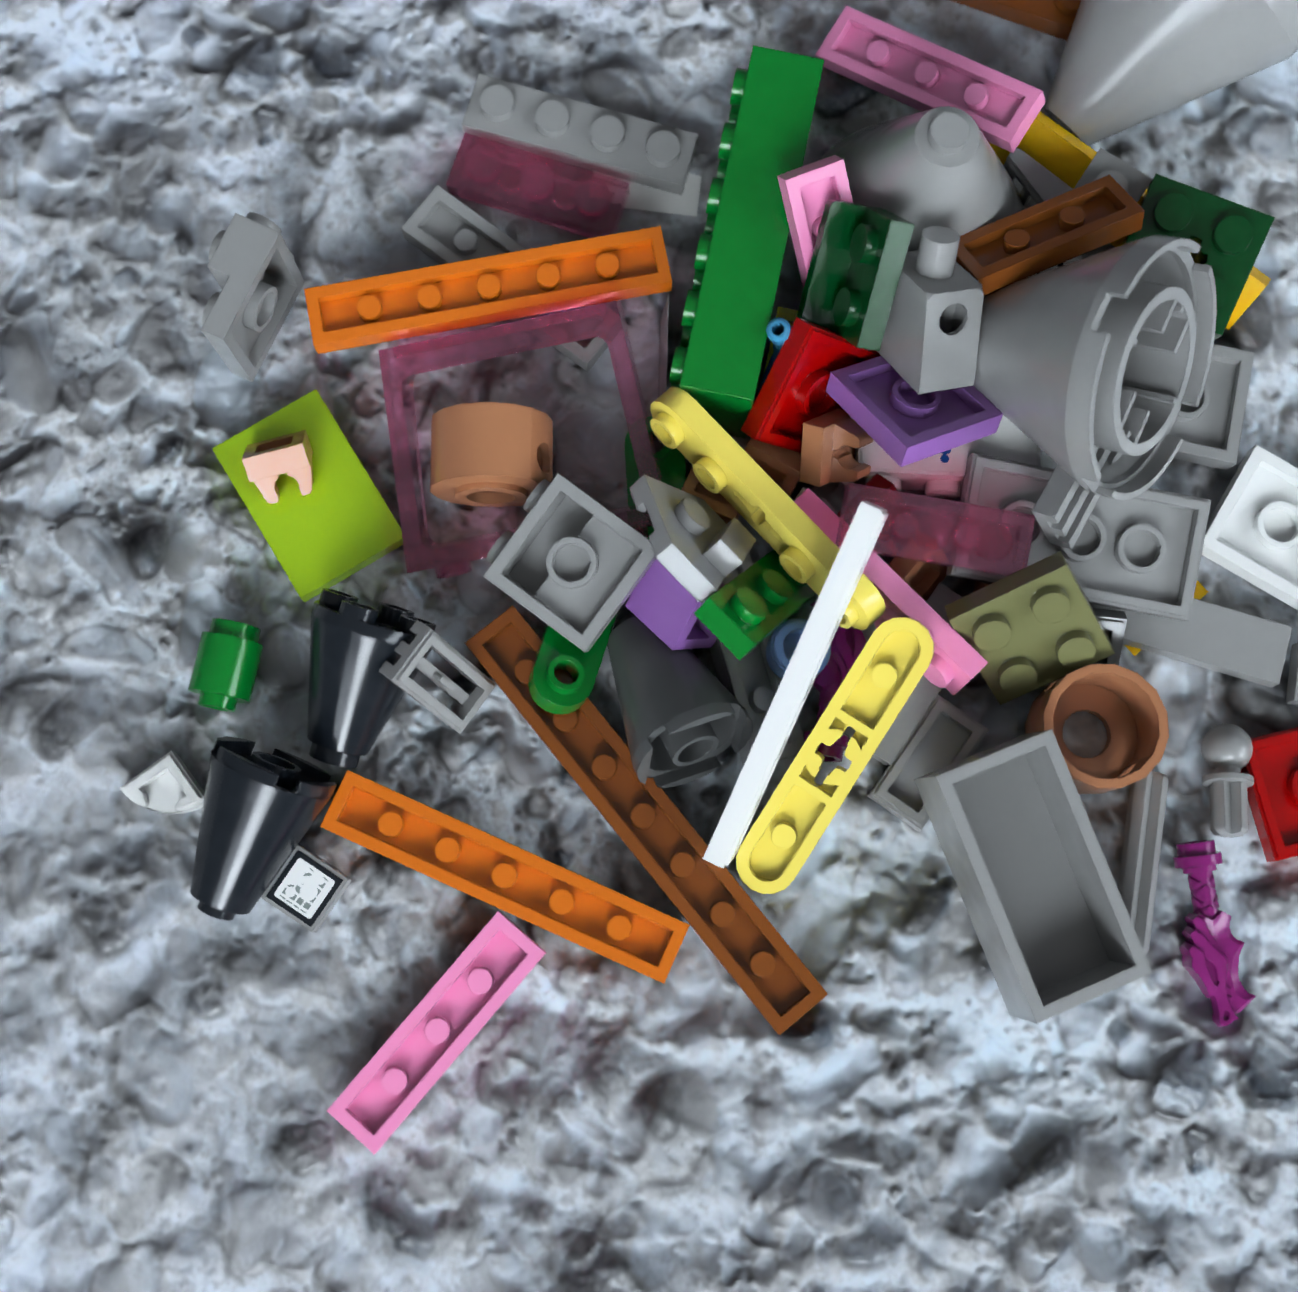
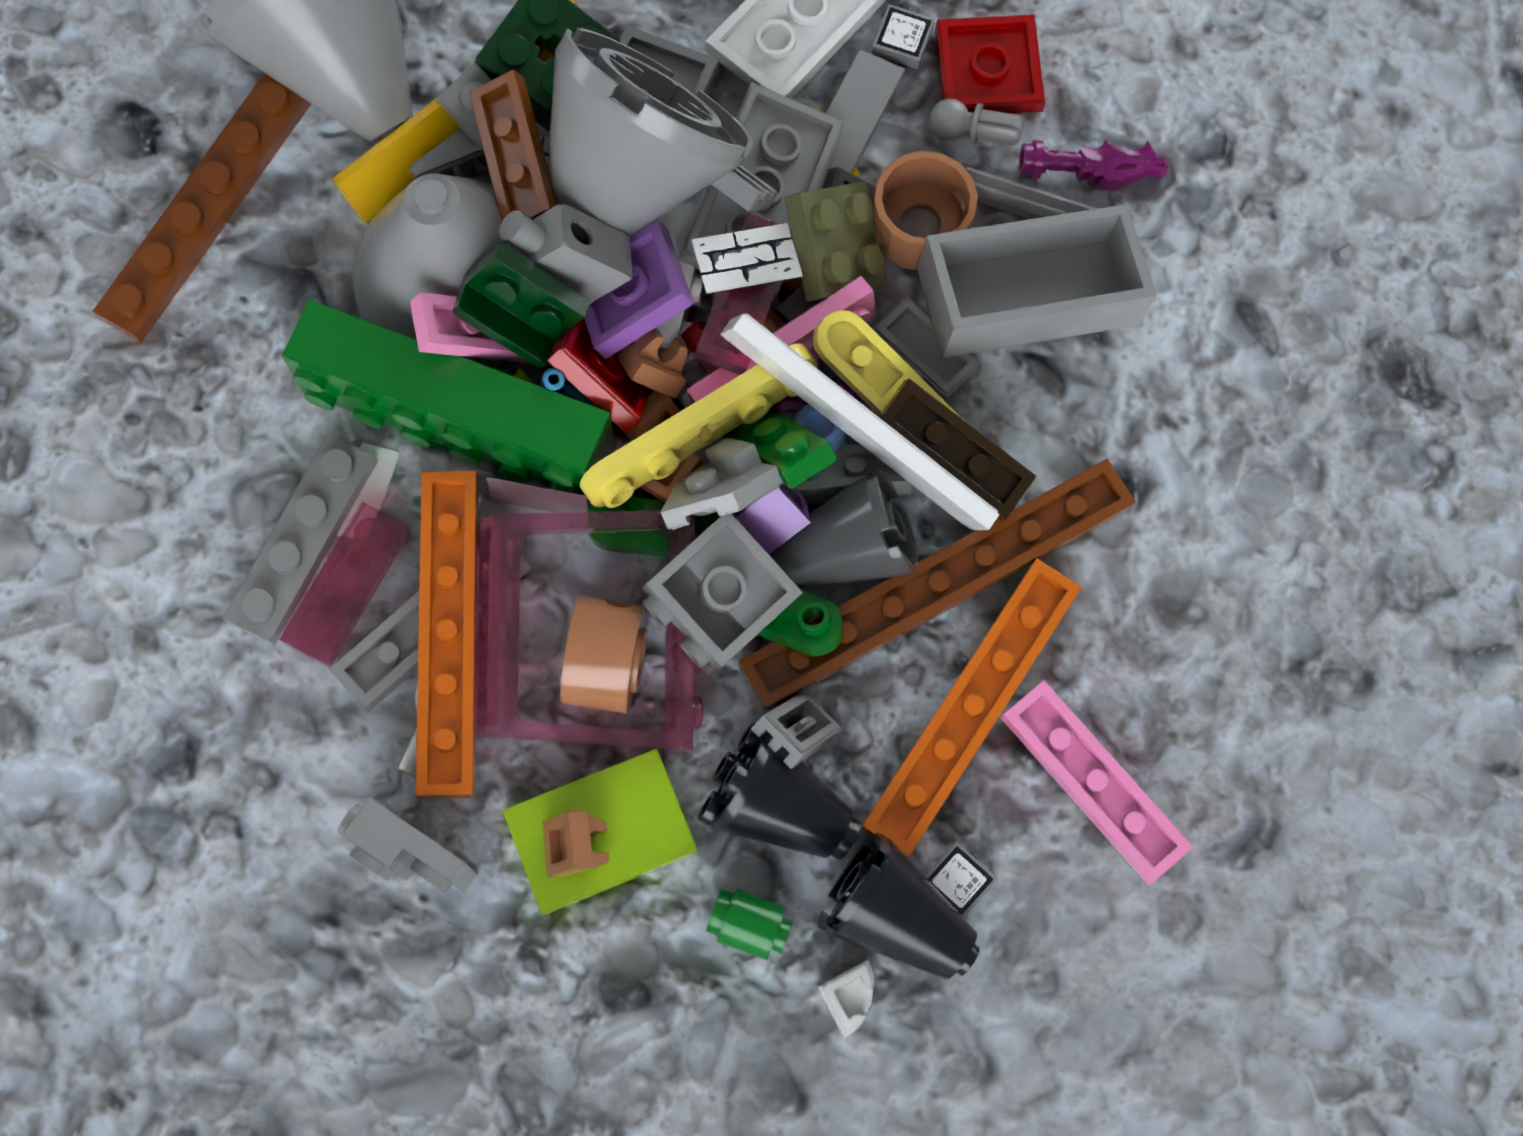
camera: 80 degrees left, 5 degrees down
(793, 804) = (958, 447): none -> dark brown plate
(930, 76) = (327, 226): bright pink plate -> none
(976, 523) = (746, 258): none -> white sticker

